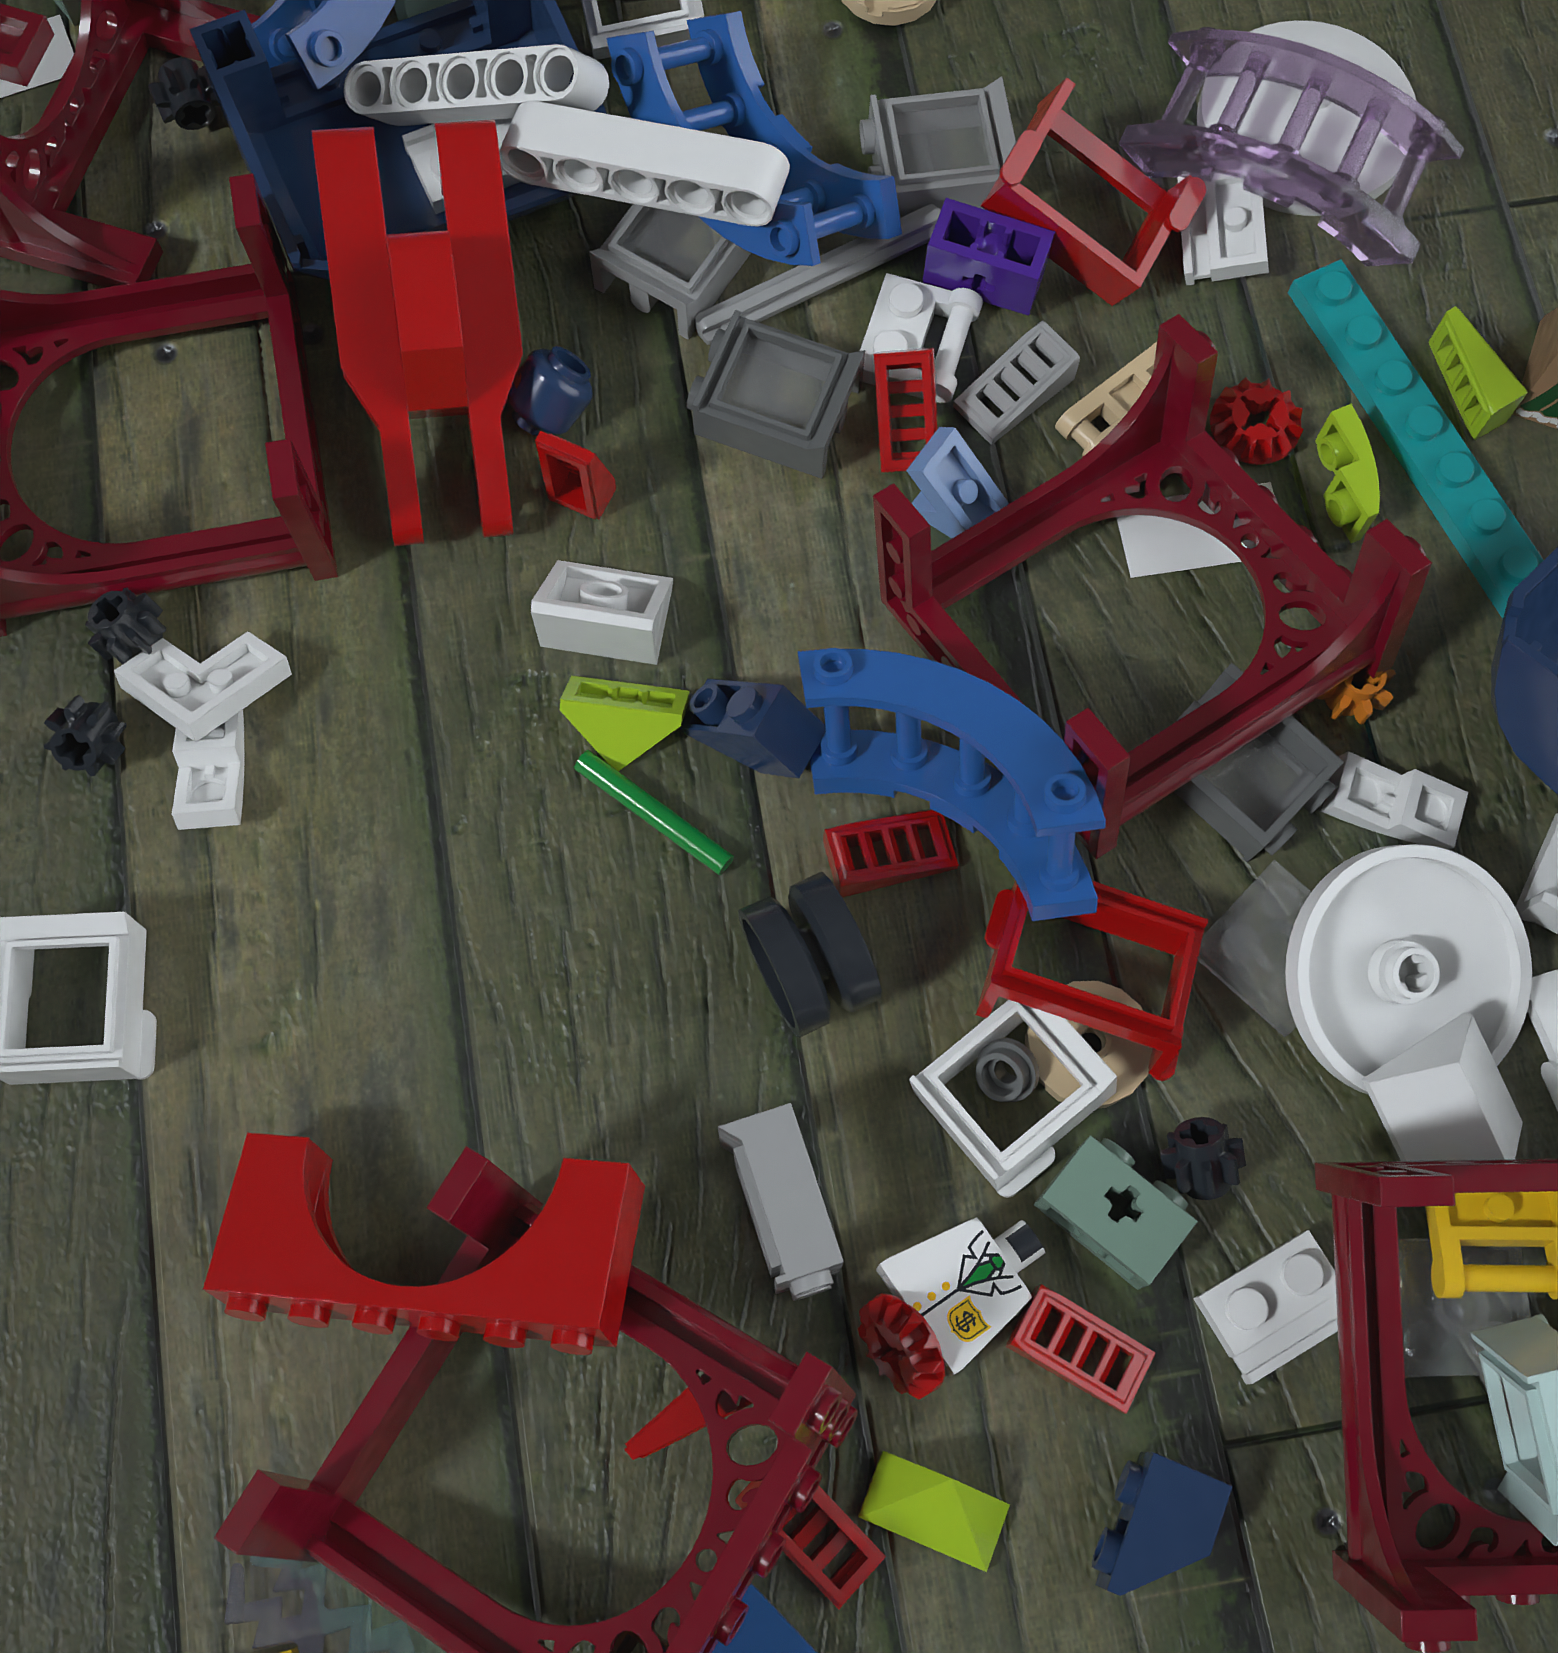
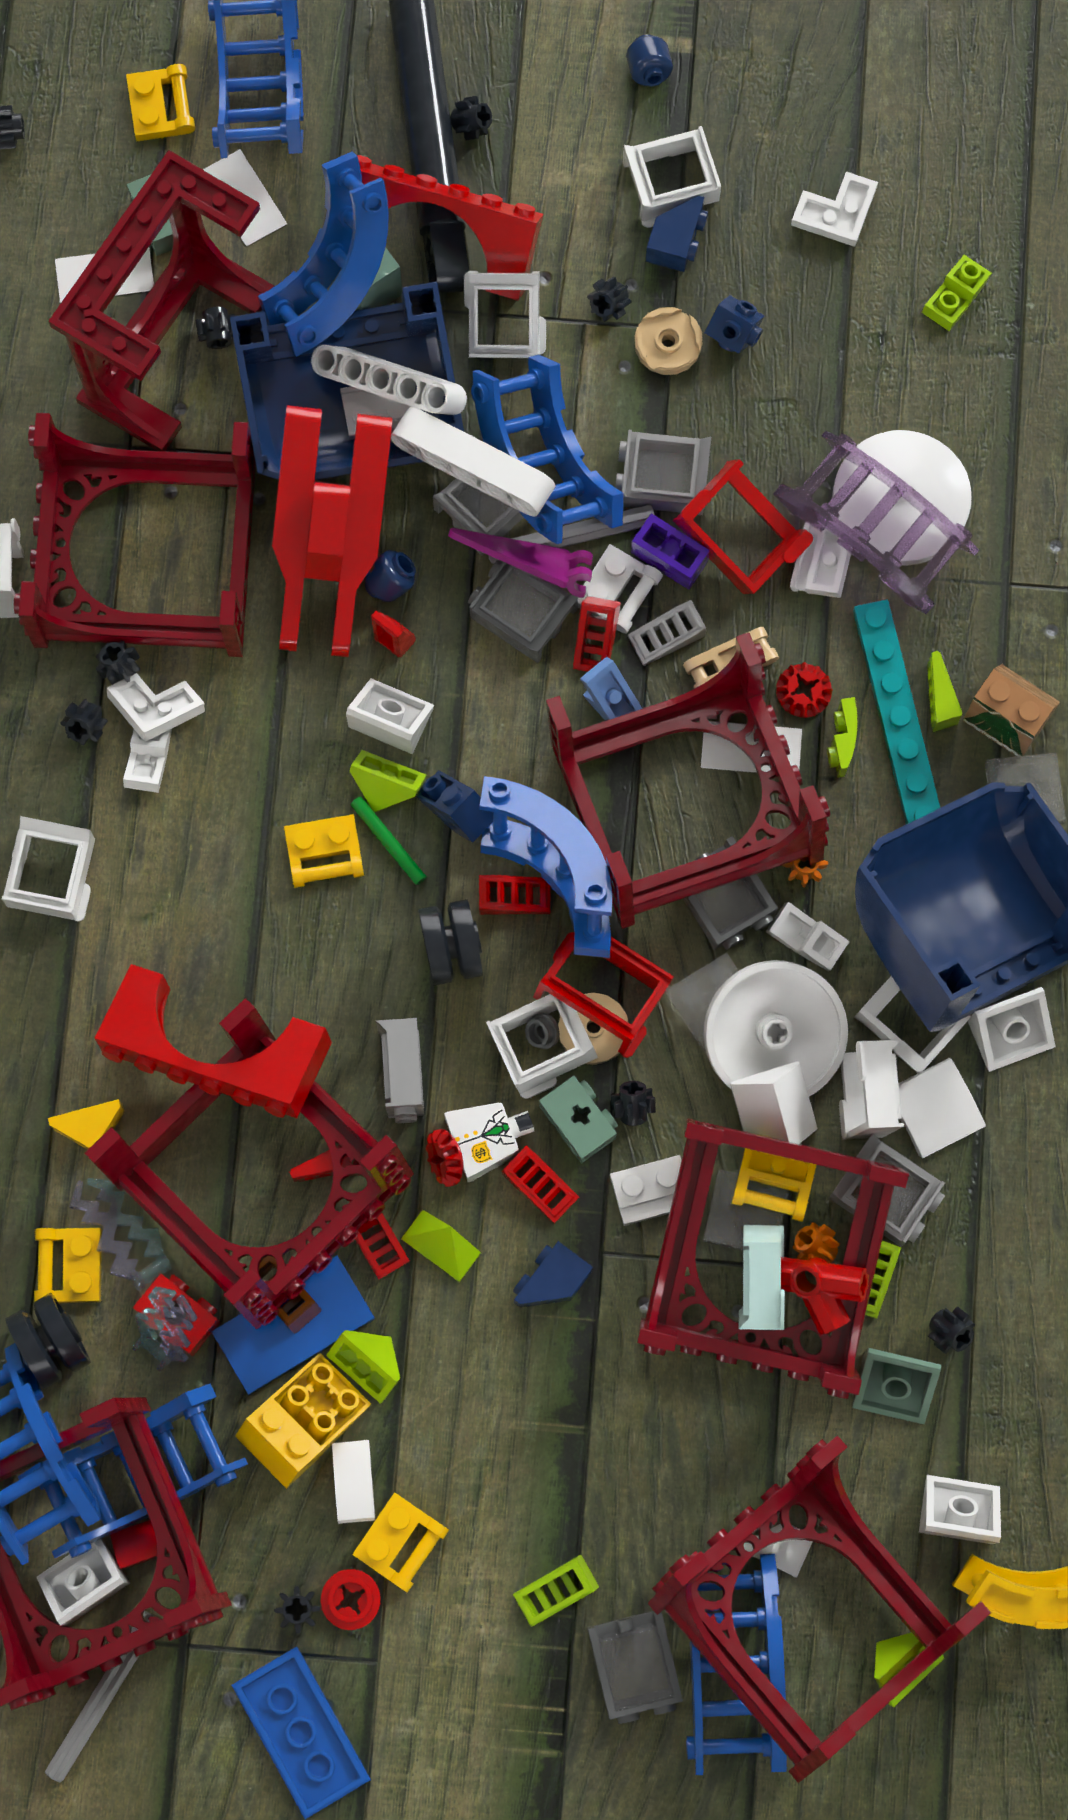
camera: 15 degrees right, 5 degrees up
(230, 1452) = (89, 1123): none -> yellow slope
(542, 837) = (322, 840): none -> yellow plate
(831, 316) = (540, 560): none -> magenta flag

